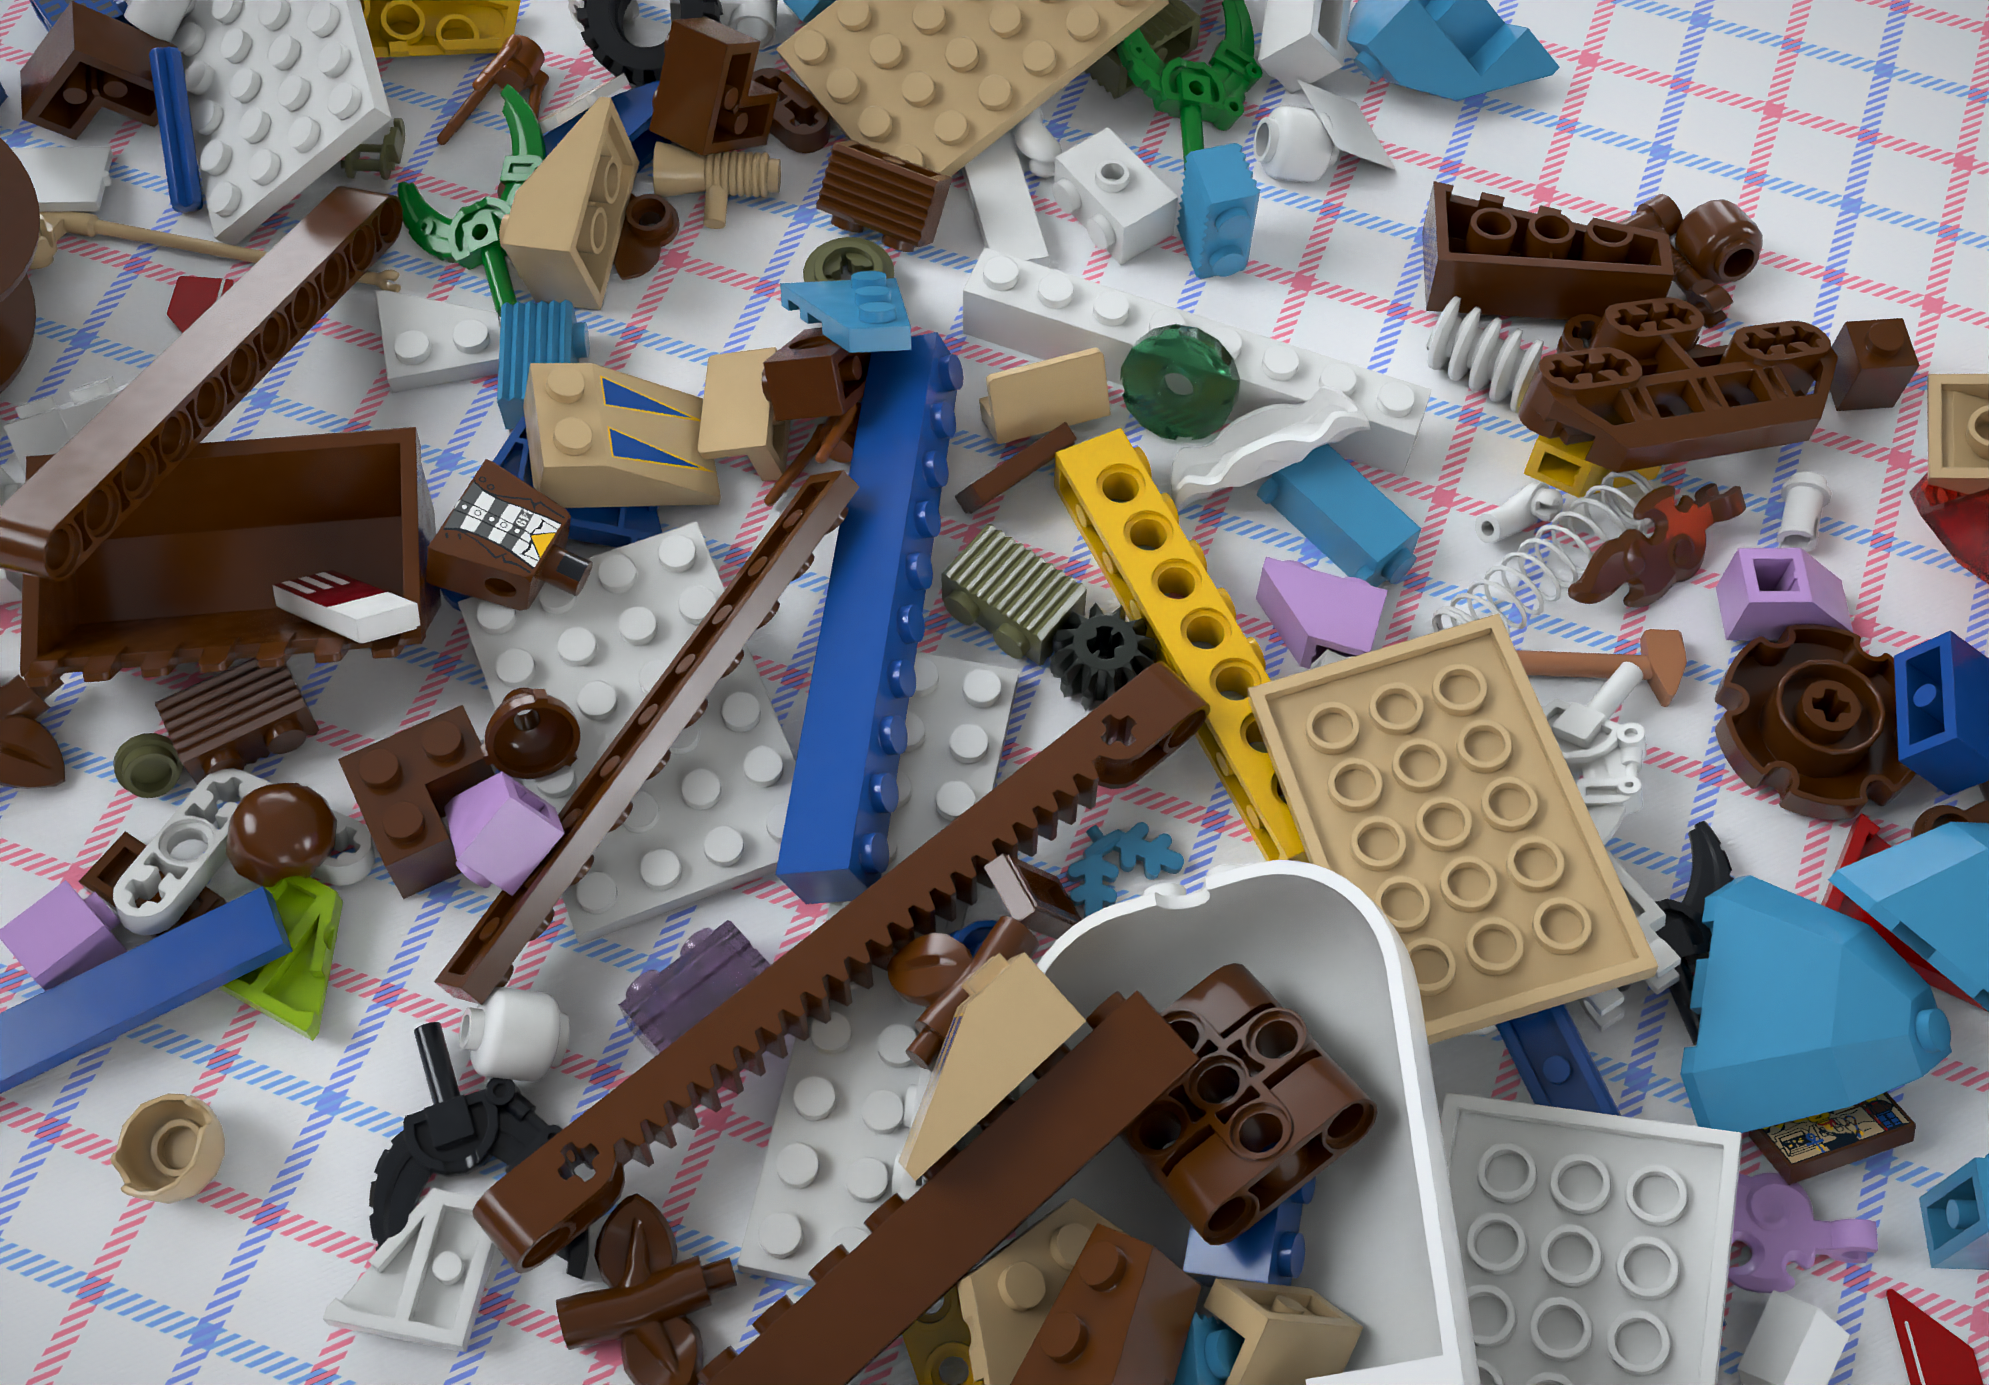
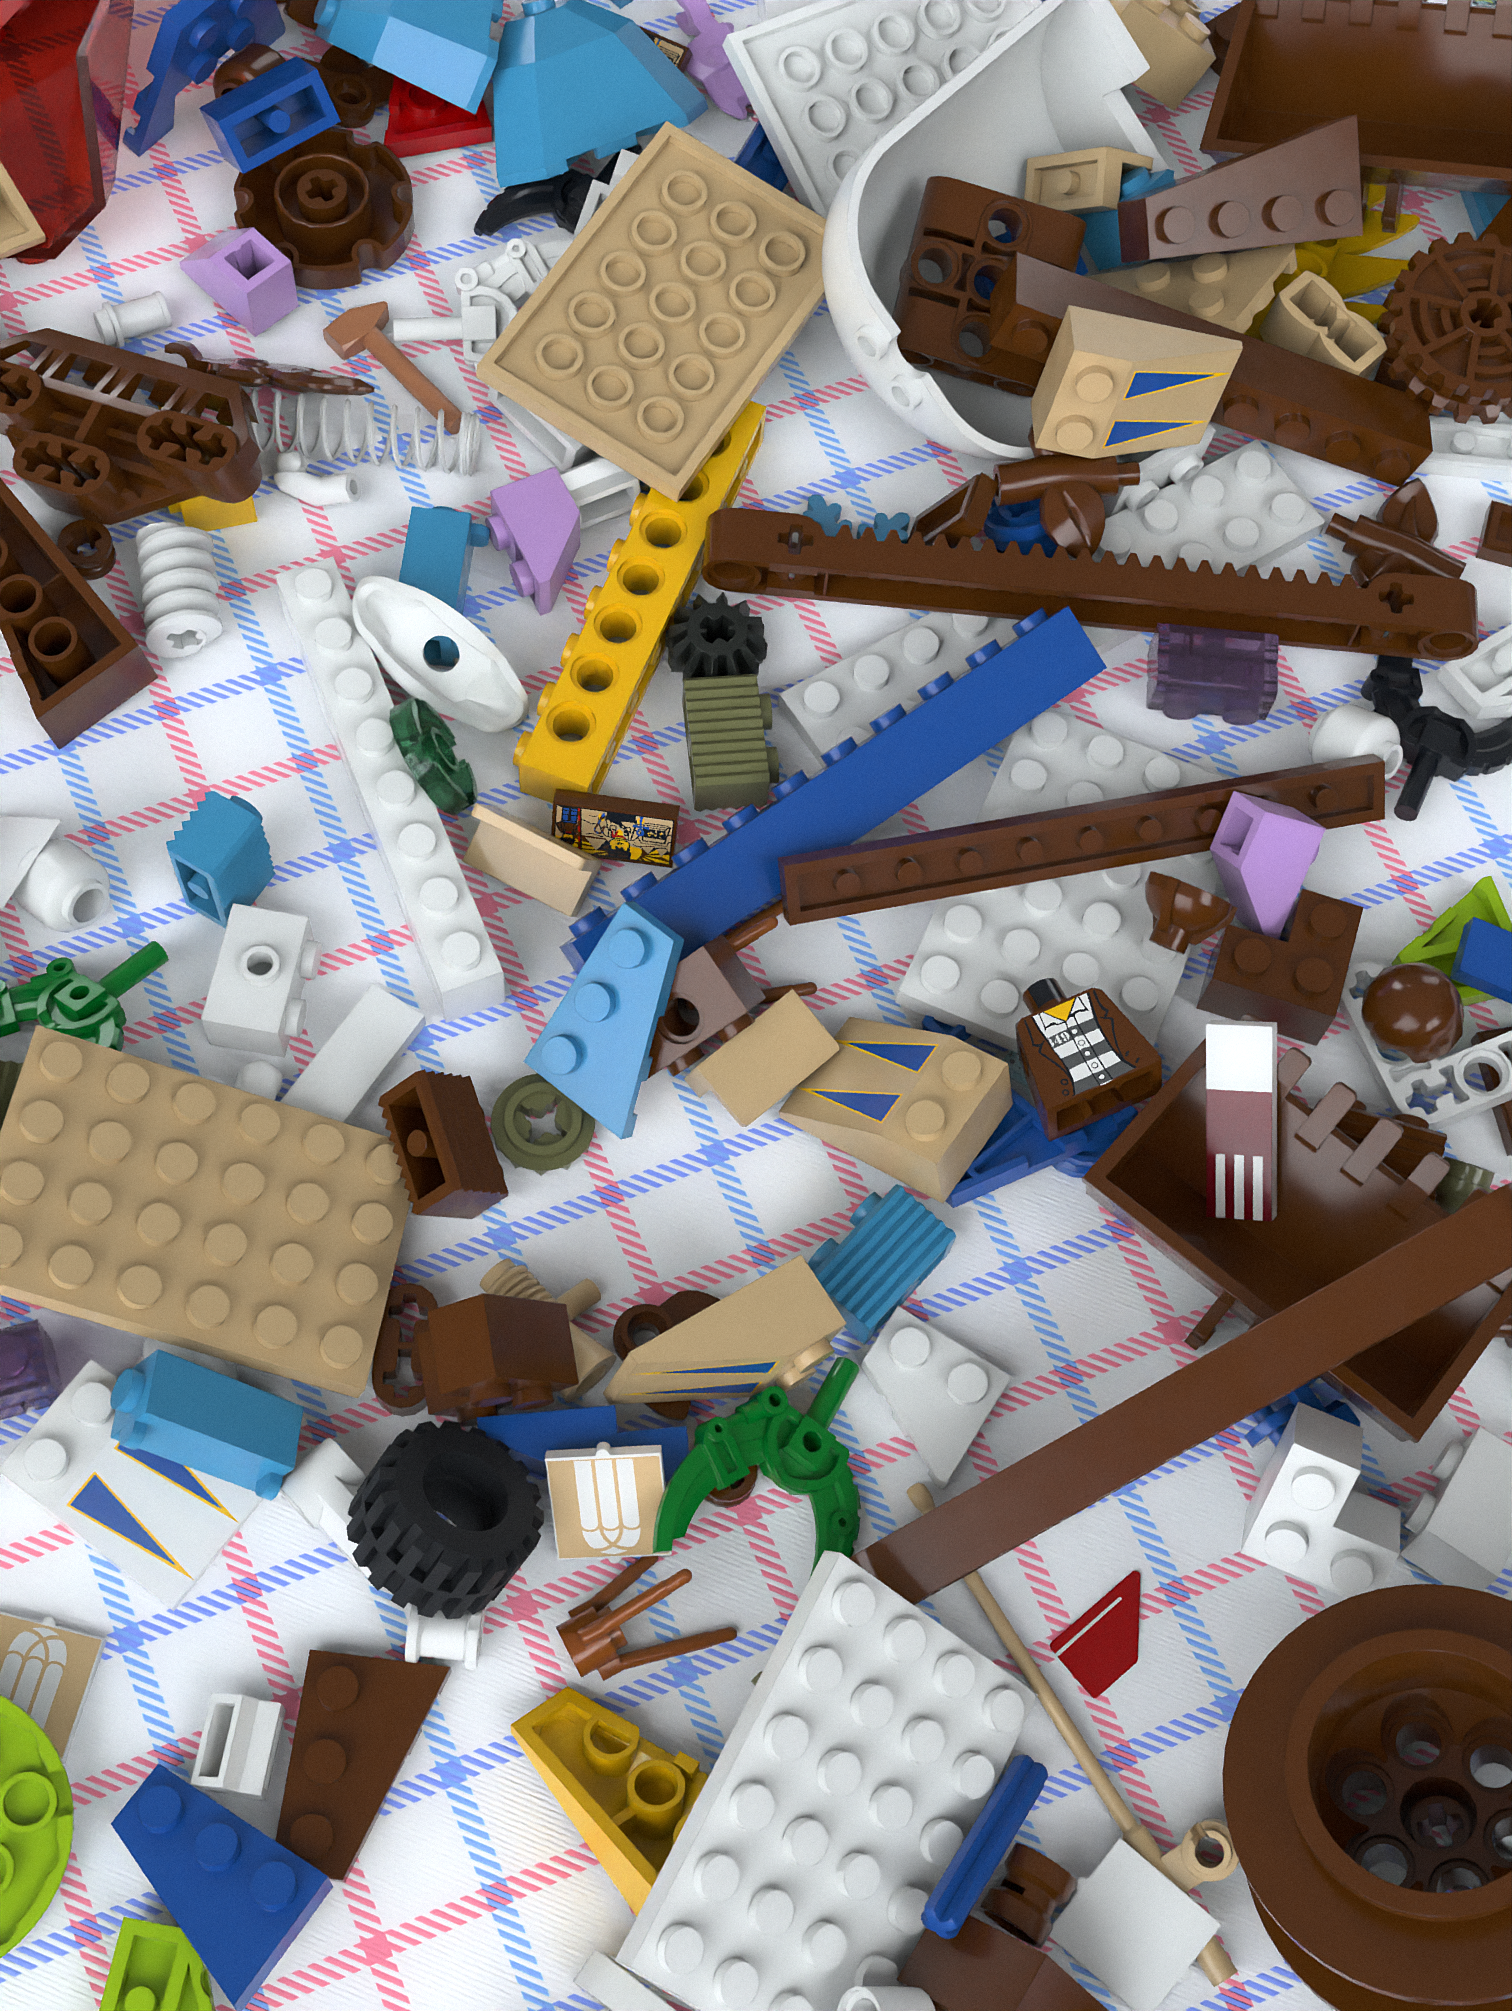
camera: 140 degrees left, 5 degrees up
(132, 141) = (1028, 1895): none -> reddish brown wheel

